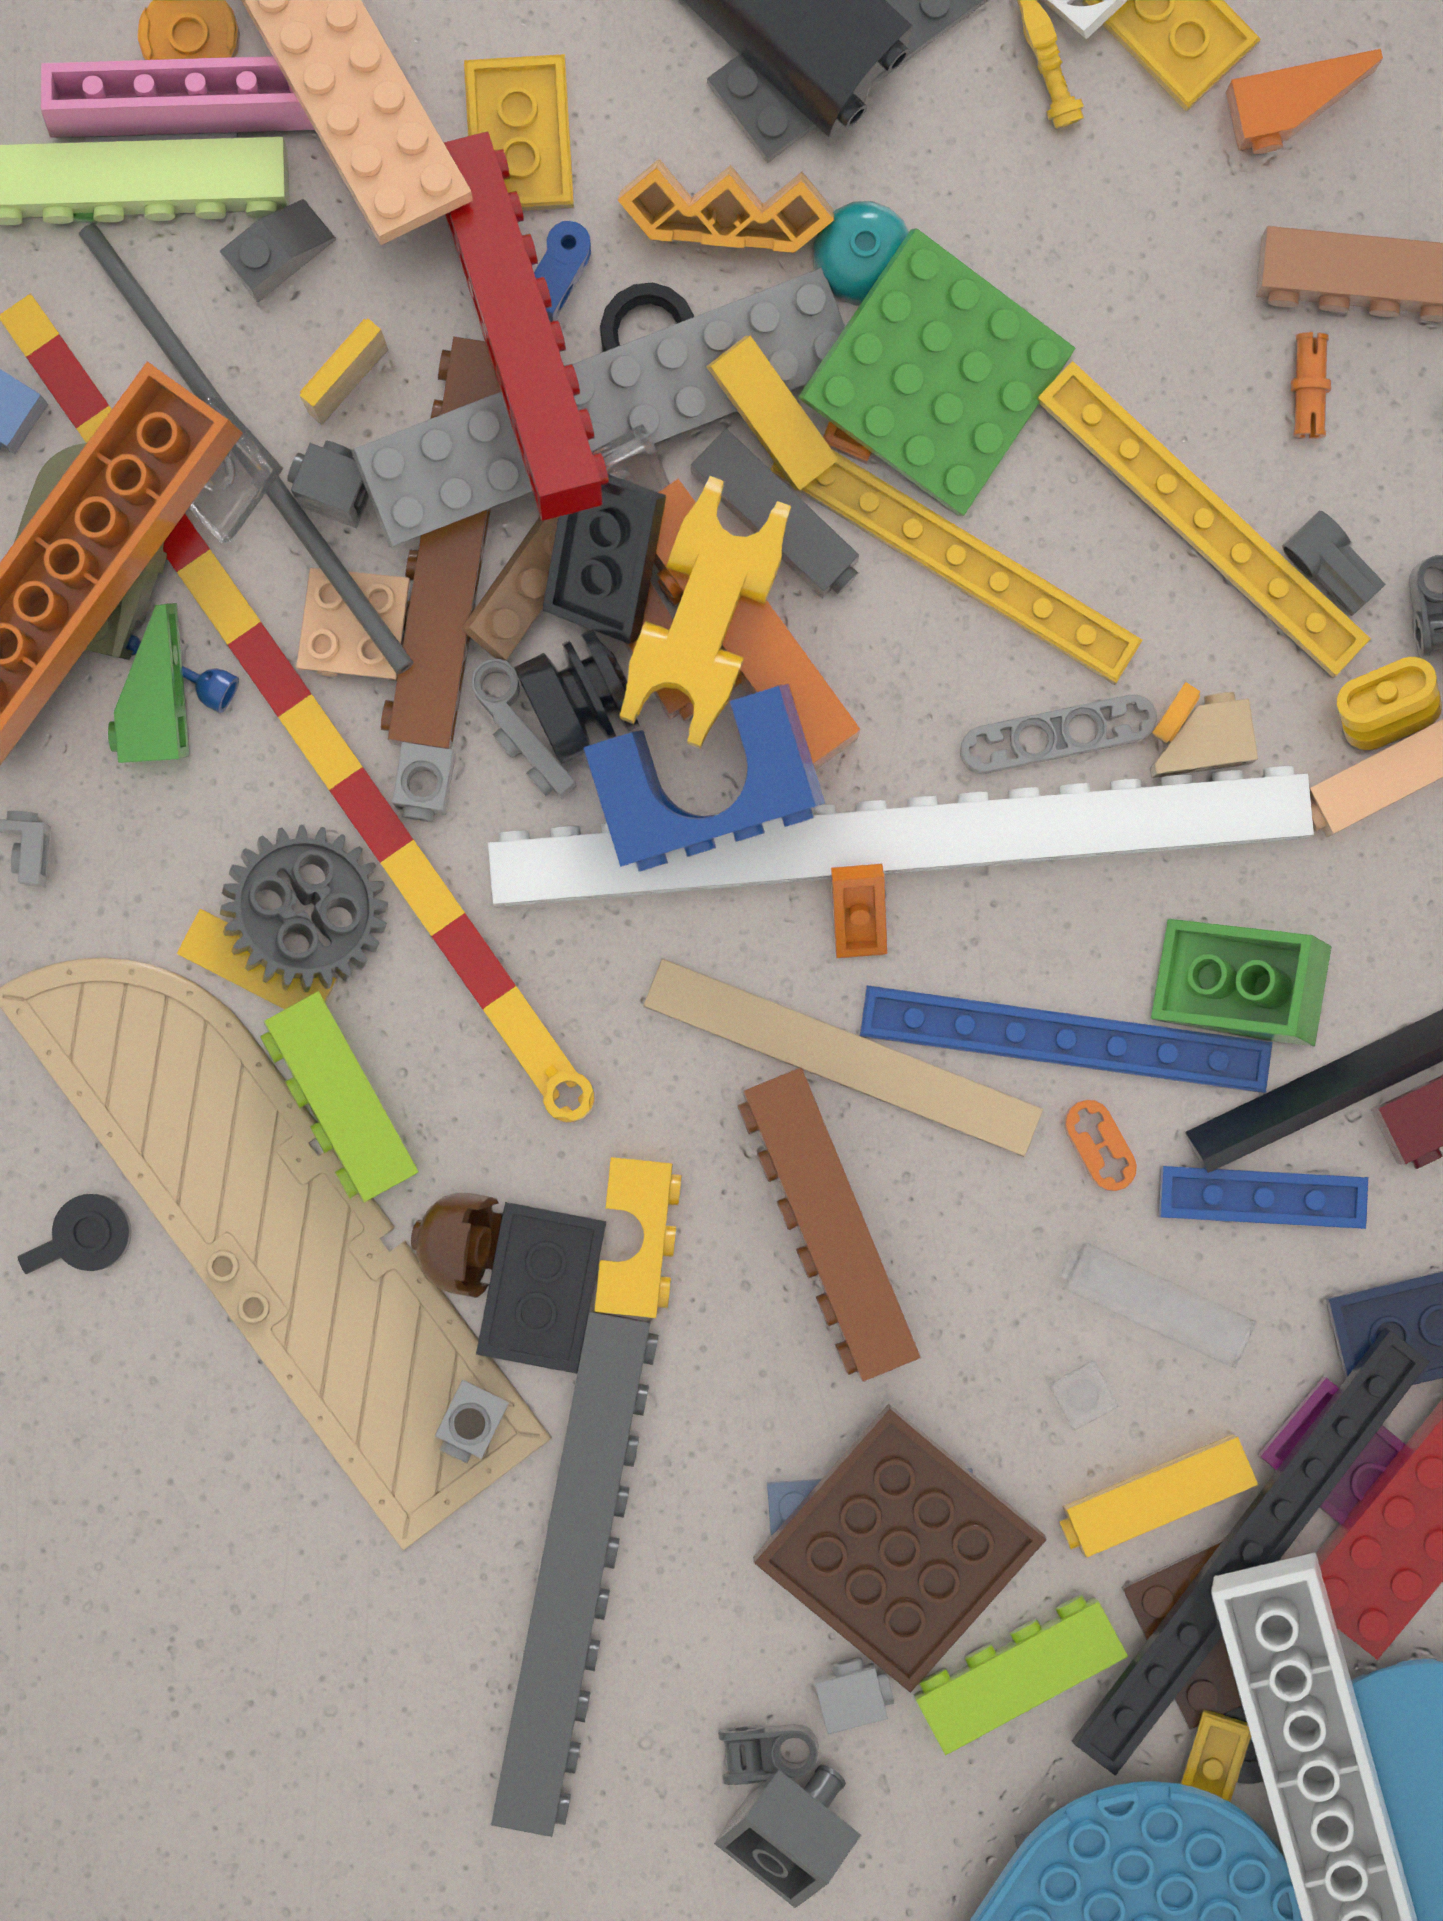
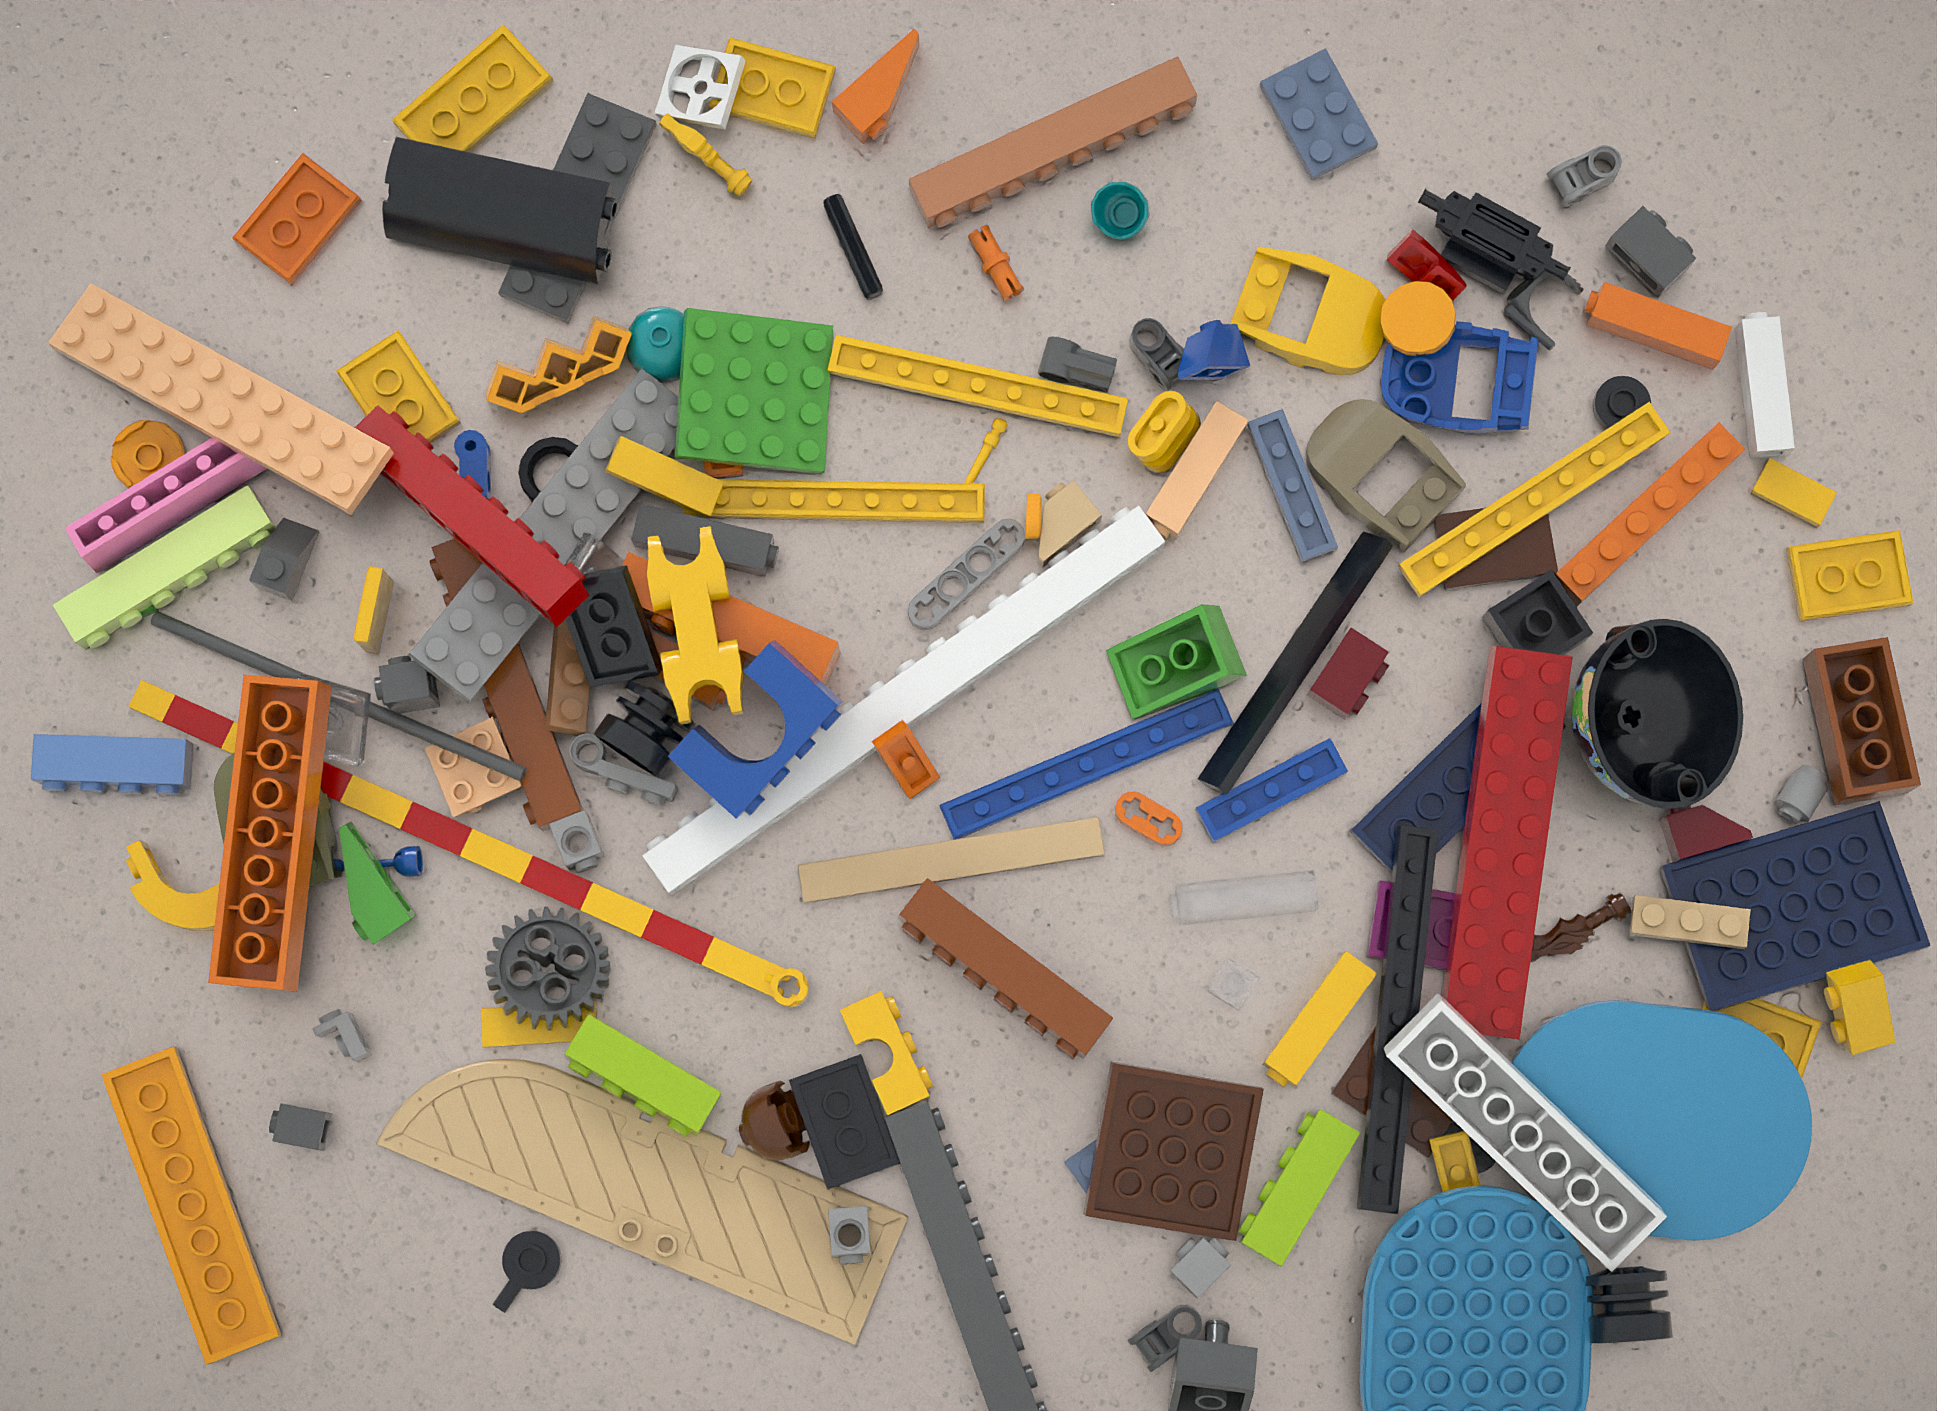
camera: 25 degrees left, 5 degrees down
(1154, 266) = (852, 246): none -> black axle
(1178, 594) = (990, 441): none -> yellow piece

